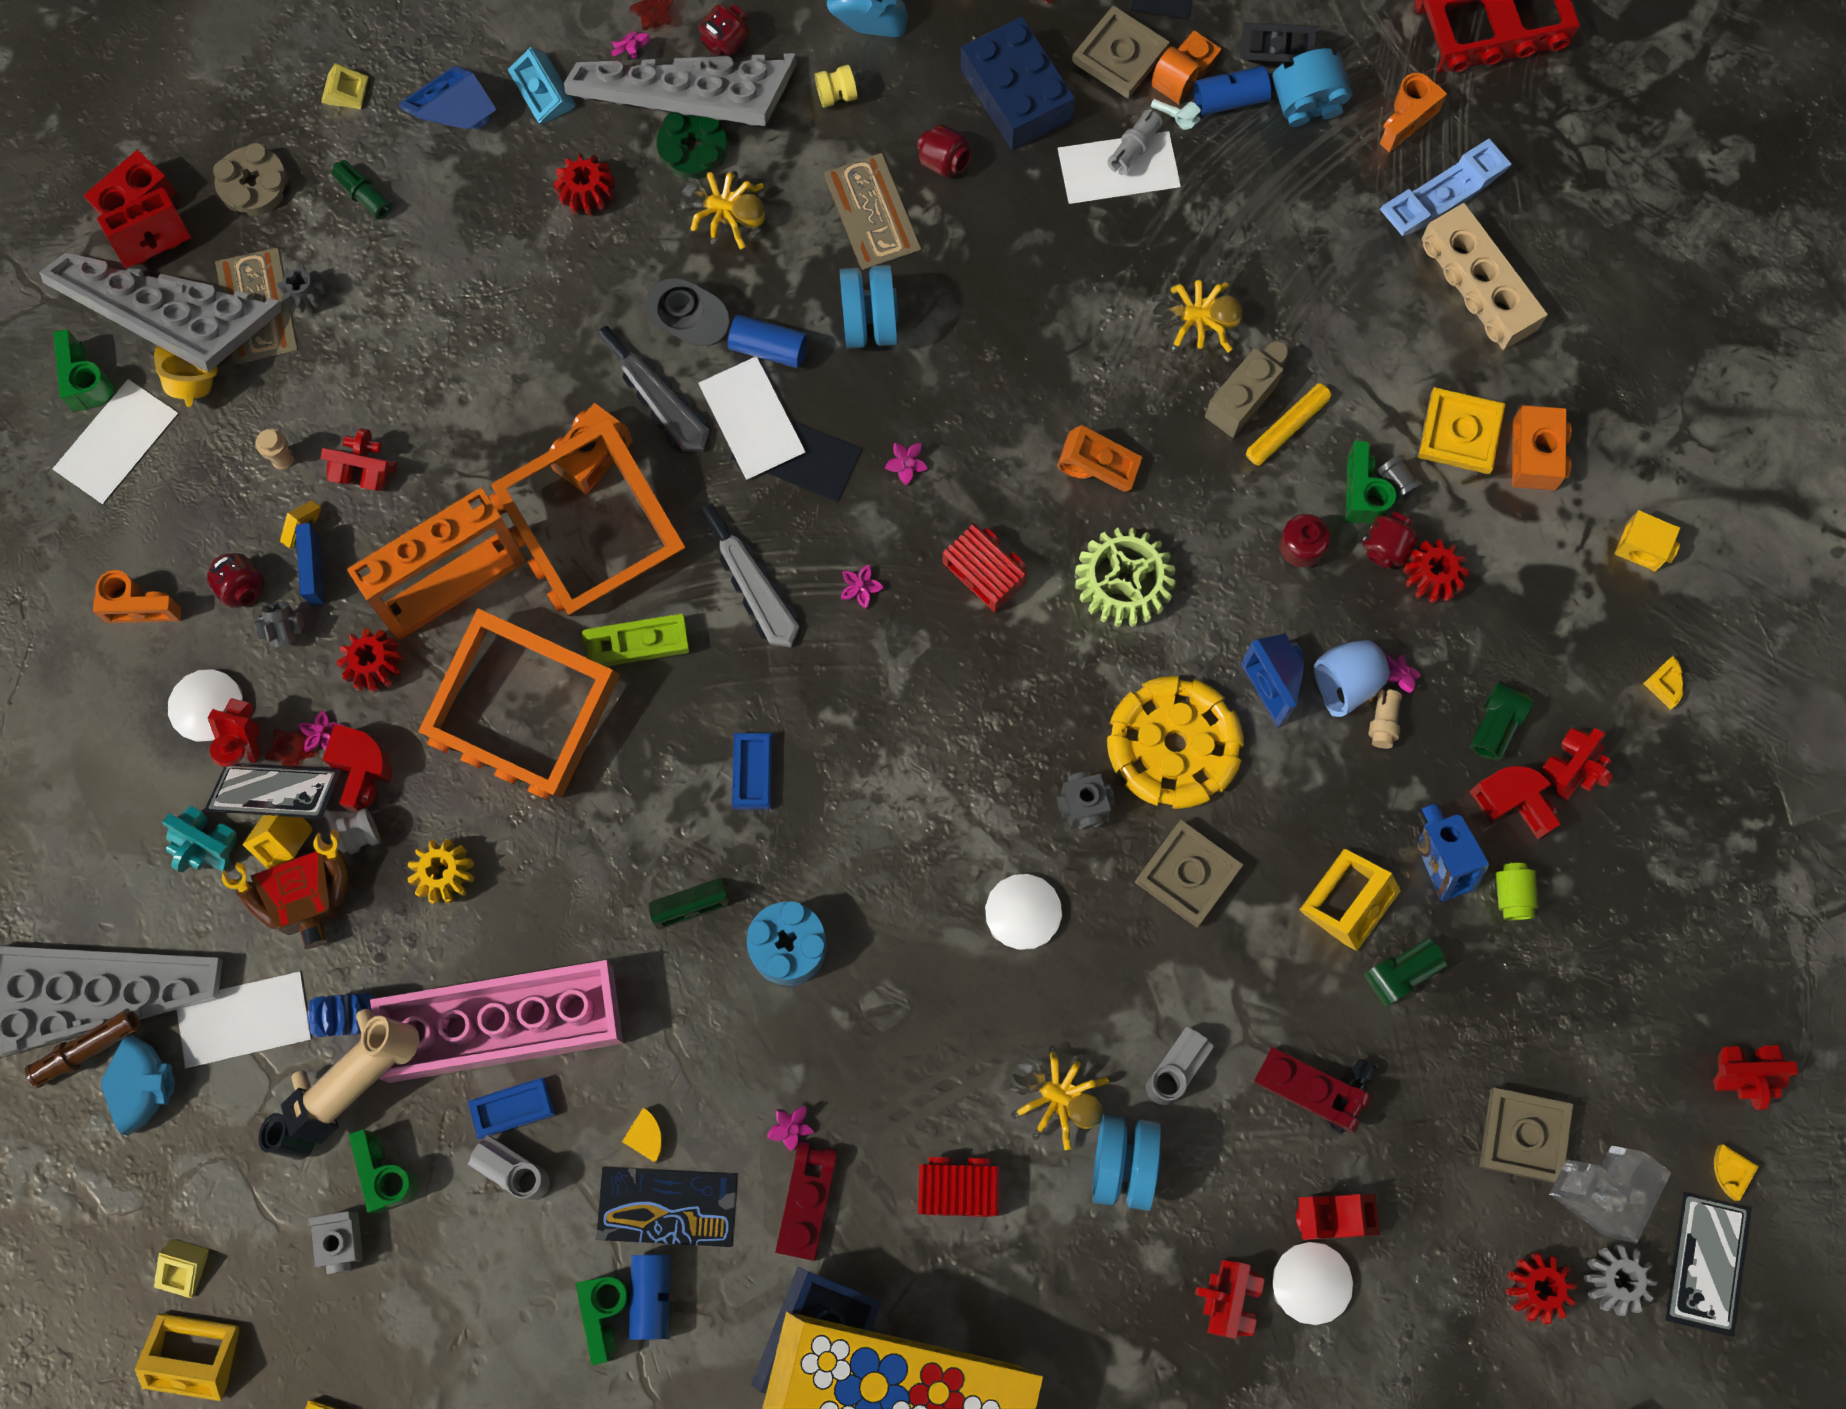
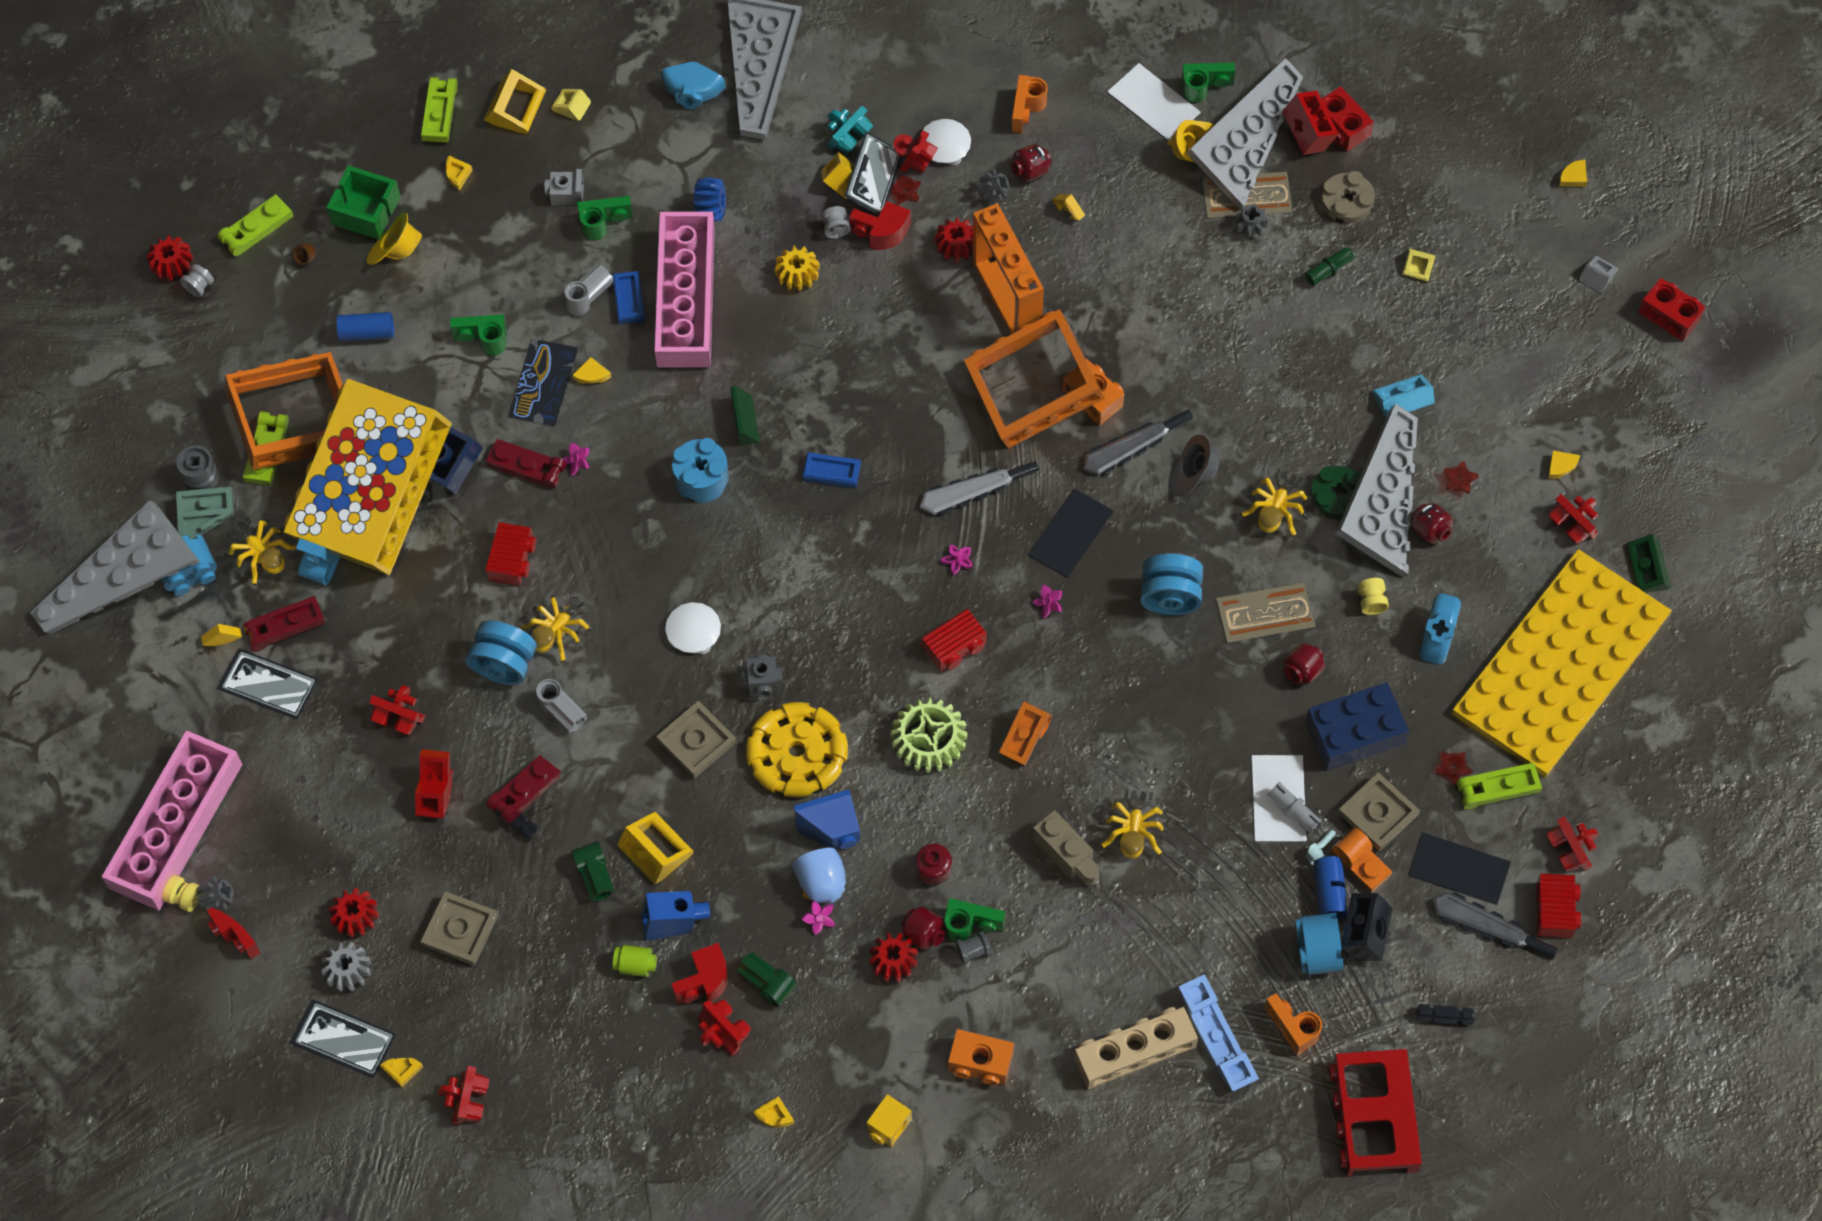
camera: 100 degrees right, 10 degrees down
(69, 1056) = (719, 49): reddish brown pin -> none
(245, 1020) = (723, 149): white sticker -> none
(274, 446) = (1124, 191): tan animal -> none
(298, 892) = (799, 181): torso -> none
(309, 564) = (1034, 209): blue tile -> none
(312, 1111) = (649, 176): tan piece -> none
(317, 733) = (915, 207): dark pink plant -> none
(374, 469) = (1110, 247): red hips -> none
(451, 100) = (1393, 328): blue slope -> none
(579, 736) = (934, 349): orange window -> none
(589, 172) = (1310, 412): red gear -> none
(631, 43) = (1431, 458): dark pink plant -> none
(637, 640) = (940, 407): lime plate -> none
(650, 1297) = (486, 361): blue pin -> none
(751, 417) = (1104, 505): white sticker -> none
(767, 341) = (1160, 519): blue pin -> none
(1288, 424) = (1035, 878): yellow axle -> none
(1312, 1283) = (394, 768): white dish -> none
(1384, 726) = (779, 896): tan animal -> none
(1461, 430) = (1007, 1004): yellow plate -> none
(1613, 1196) = (398, 967): clear brick -> none

